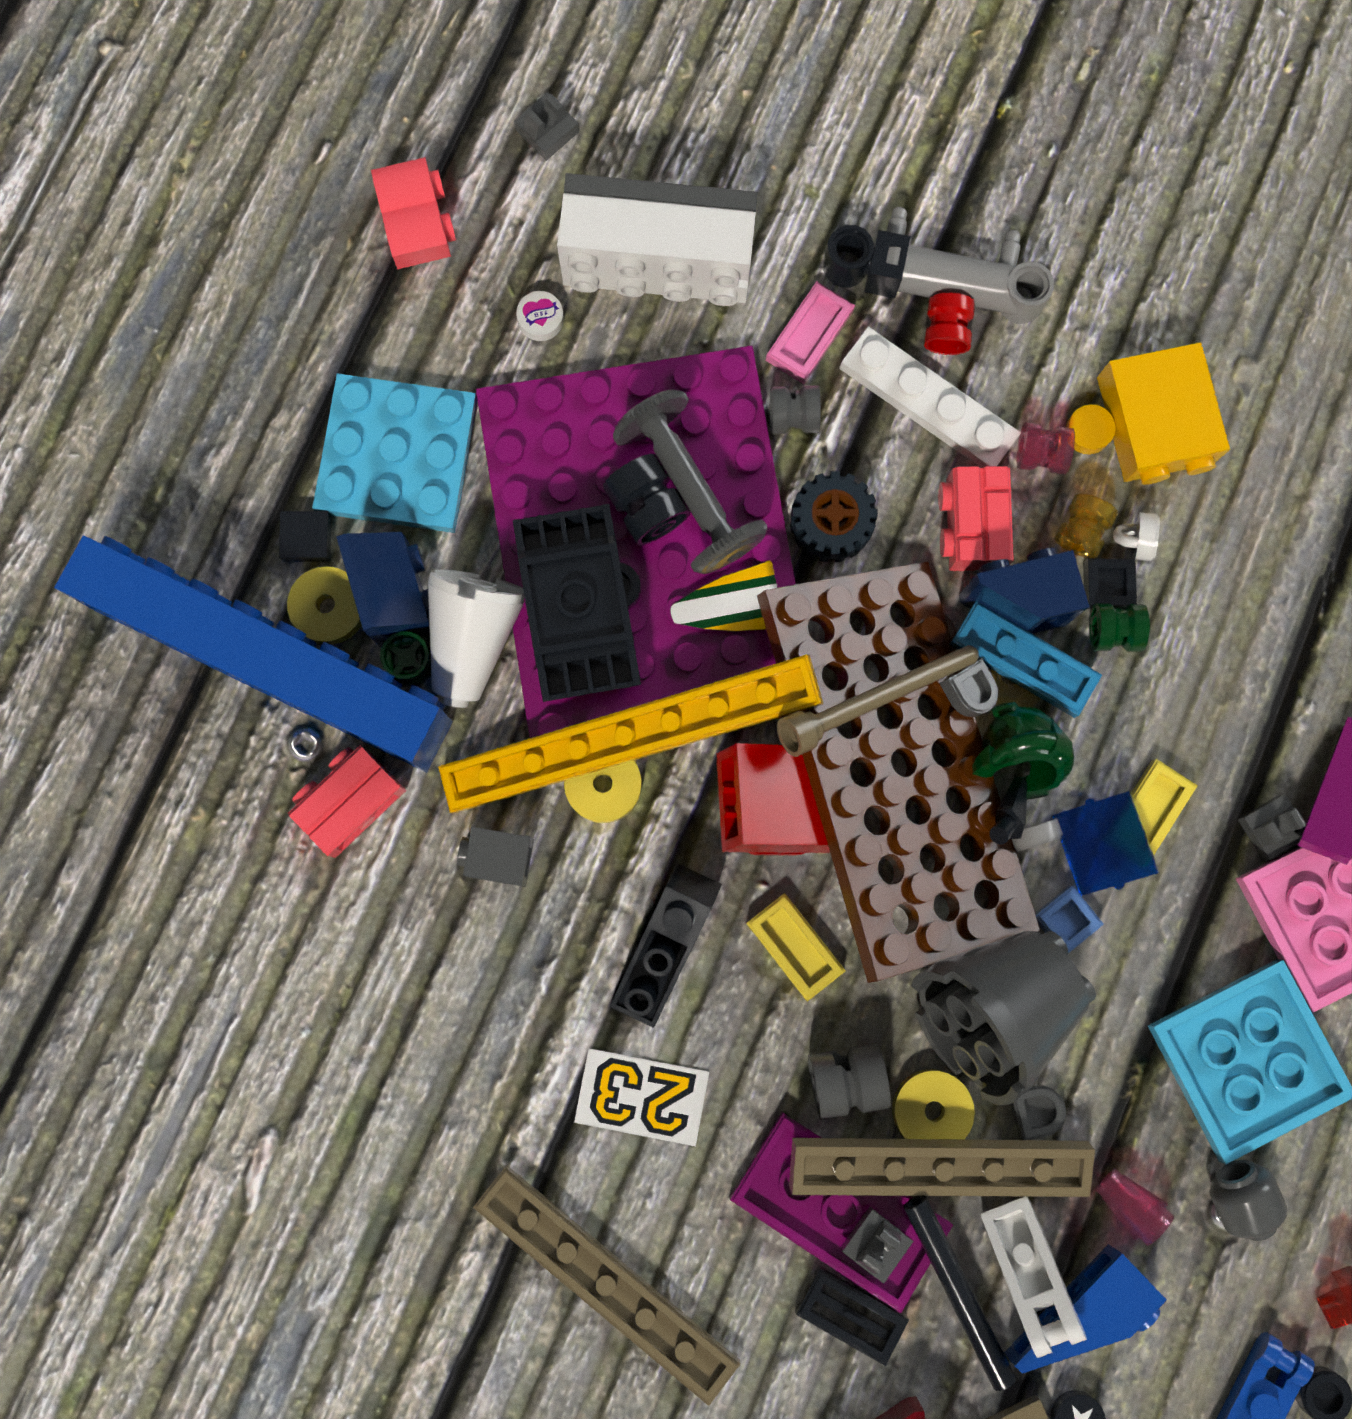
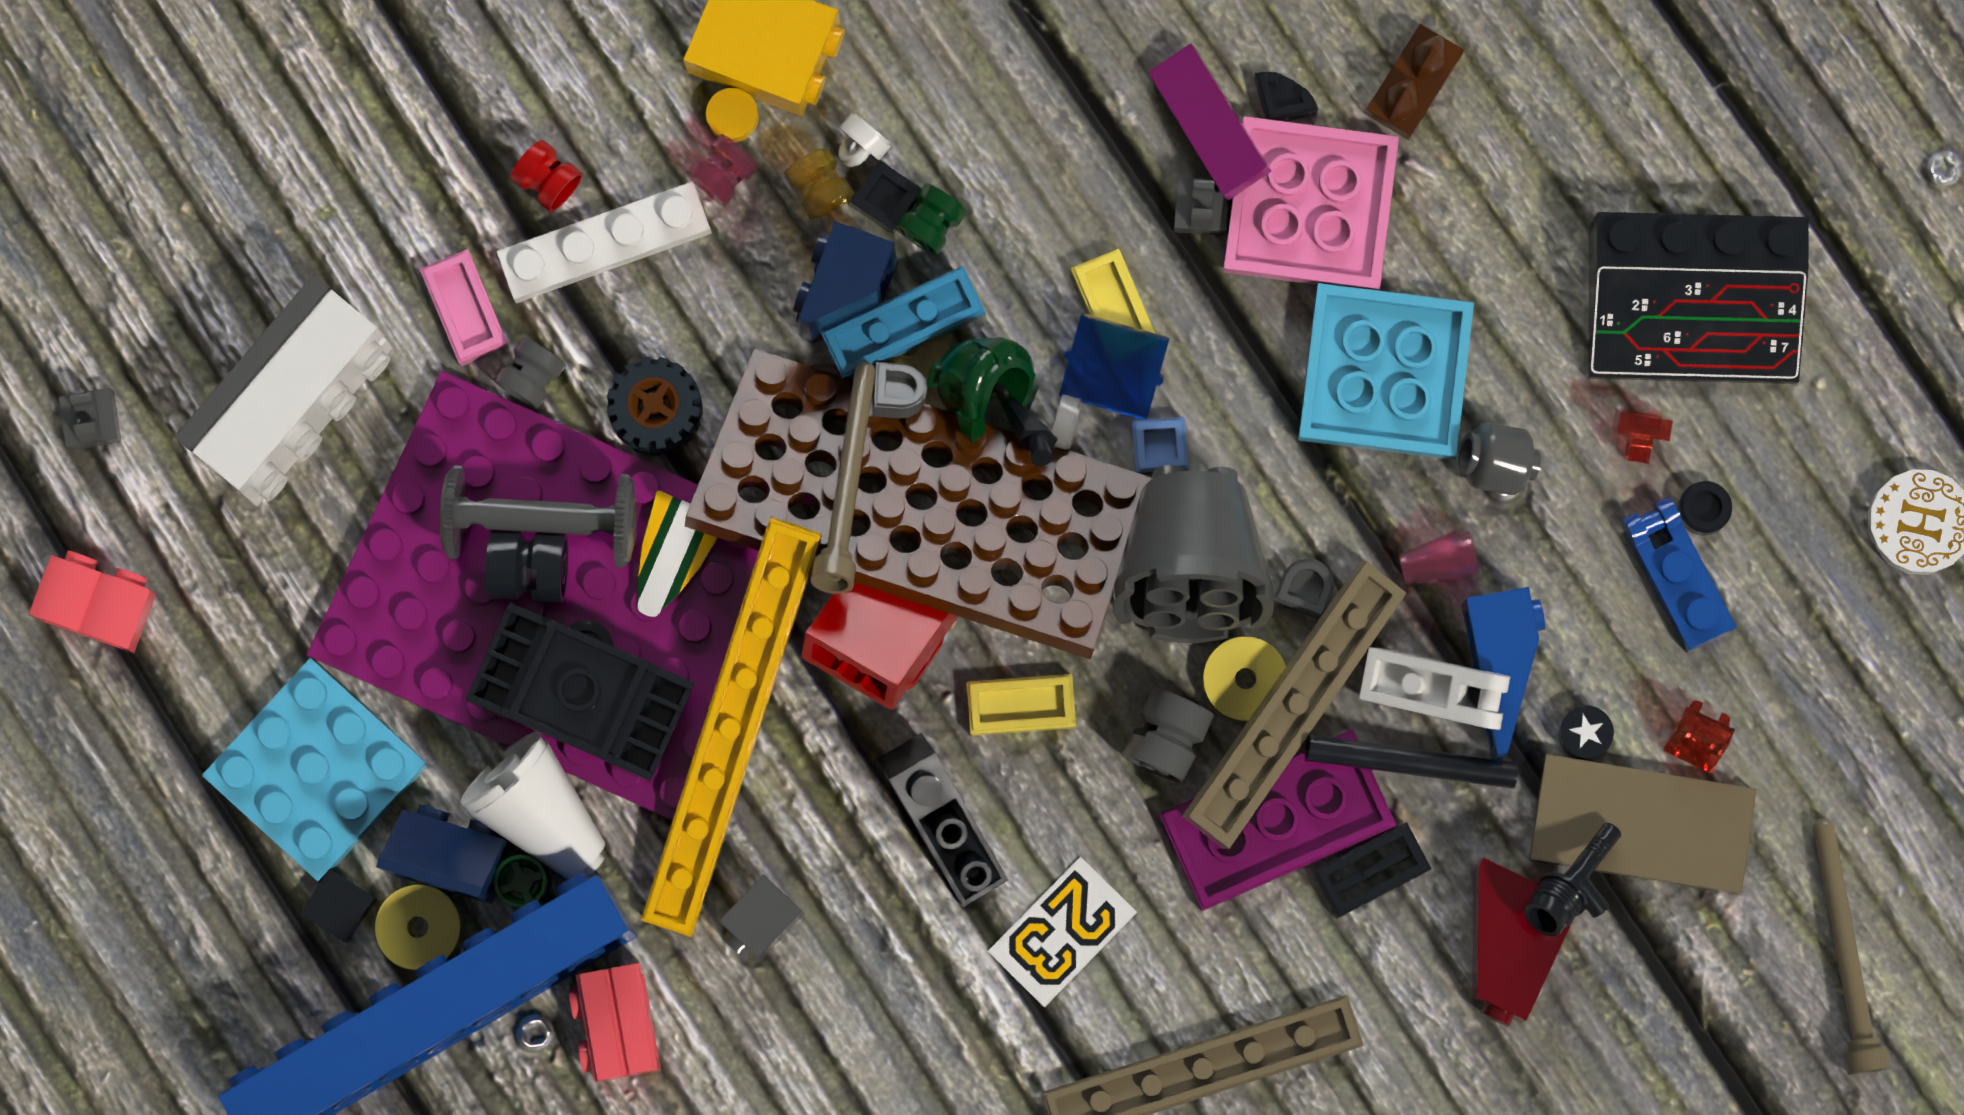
camera: 50 degrees left, 0 degrees up
(540, 315) = (274, 548): white tile -> none
(609, 805) = (782, 785): light yellow piece -> none
(876, 1245) = (1323, 806): dark grey tile -> none
(900, 267) = (457, 186): light grey piece -> none
(976, 517) = (745, 276): coral brick -> none

